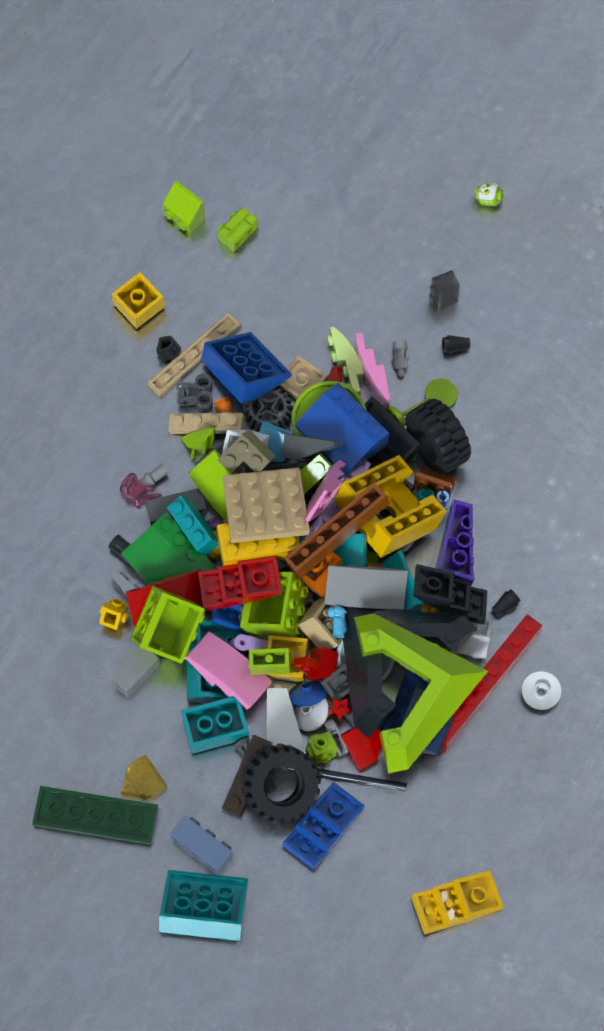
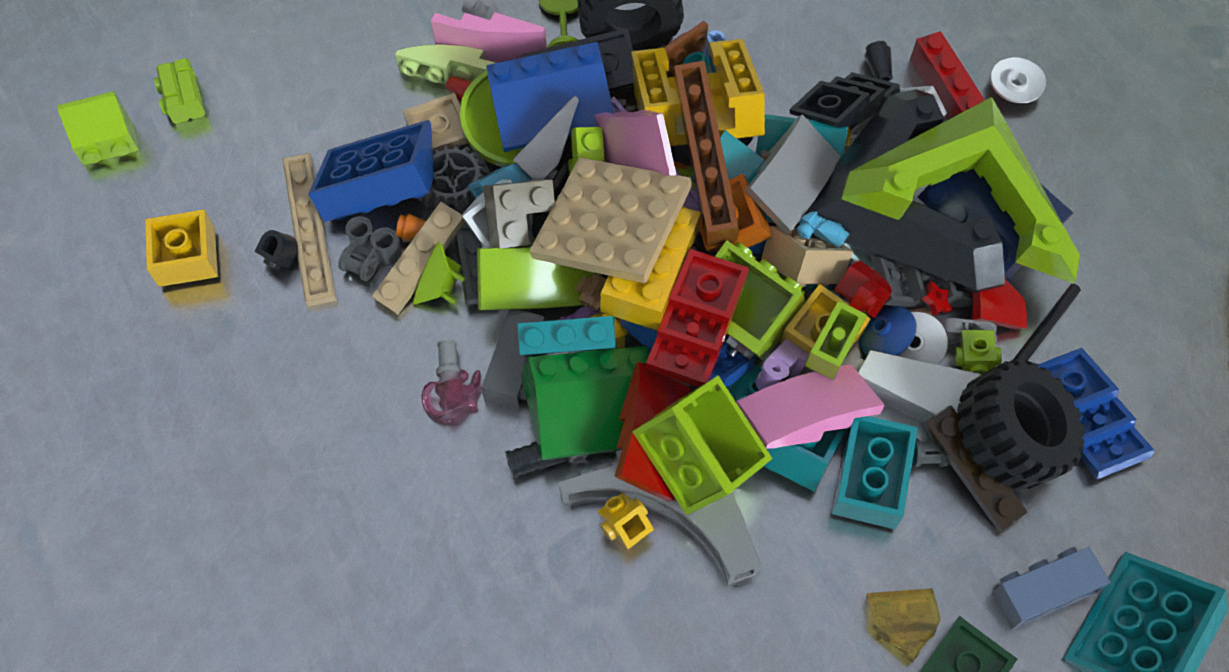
camera: 60 degrees left, 5 degrees down
(458, 542) = (781, 71): dark purple wedge -> none

